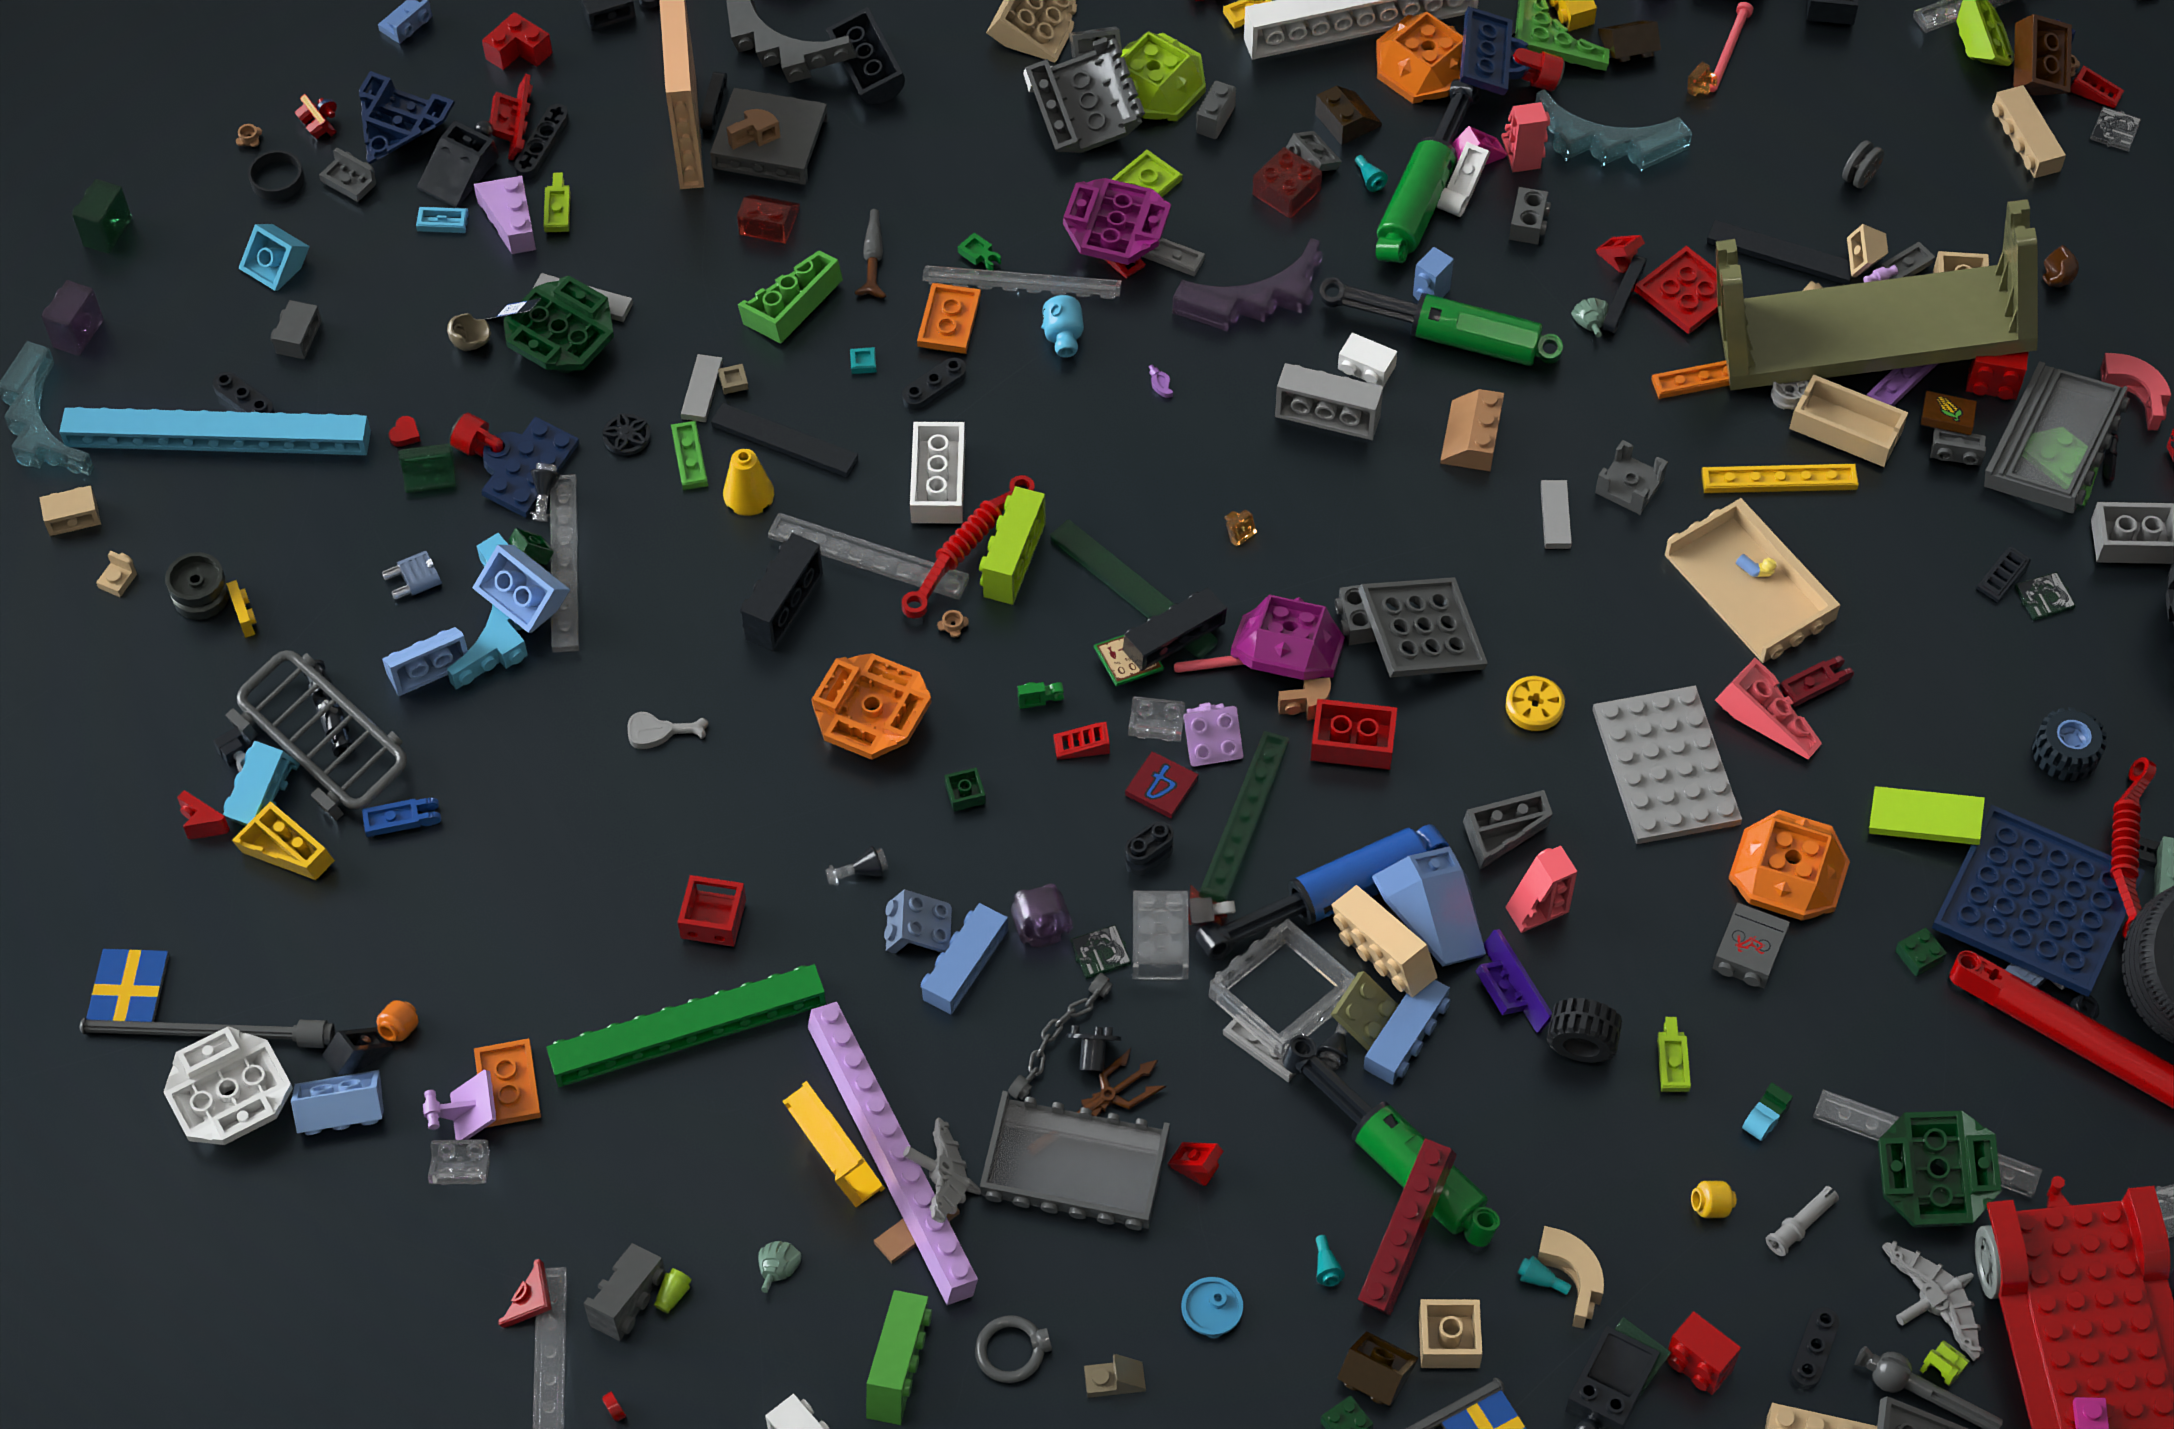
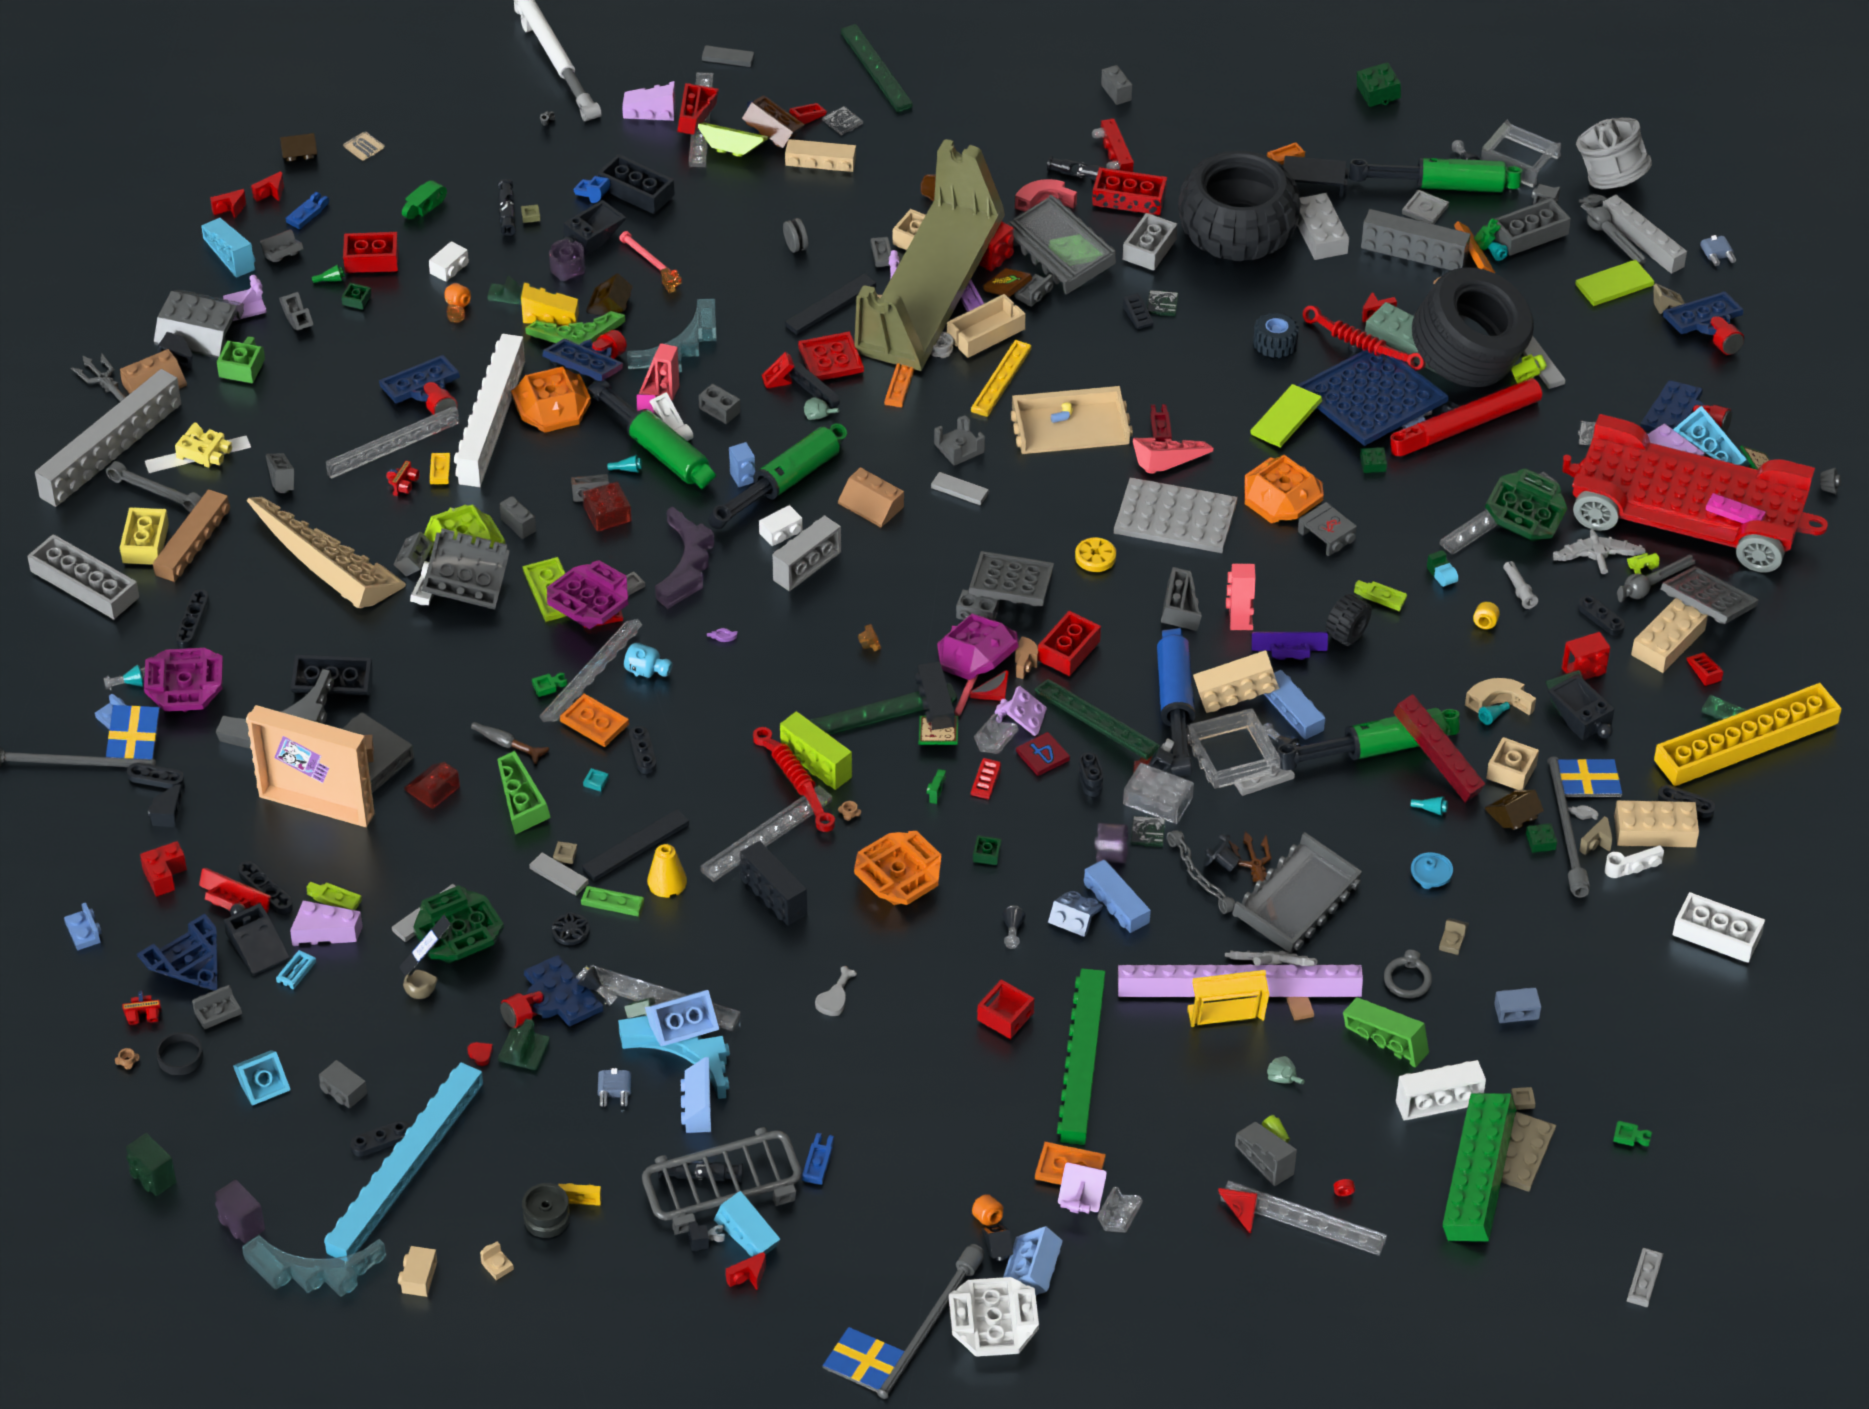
camera: 65 degrees left, 10 degrees down
(283, 843) = (806, 1225): yellow wedge -> none
(937, 472) = (726, 769): white brick -> none
(1197, 1160) = (1331, 832): red slope -> none
(1239, 689) = (993, 689): none -> red tile
(1345, 114) = (569, 459): dark brown slope -> none
(1364, 1009) = (1272, 716): olive plate -> none
(1434, 903) = (1213, 648): medium blue wedge -> none
(1865, 248) = (863, 263): tan slope -> none

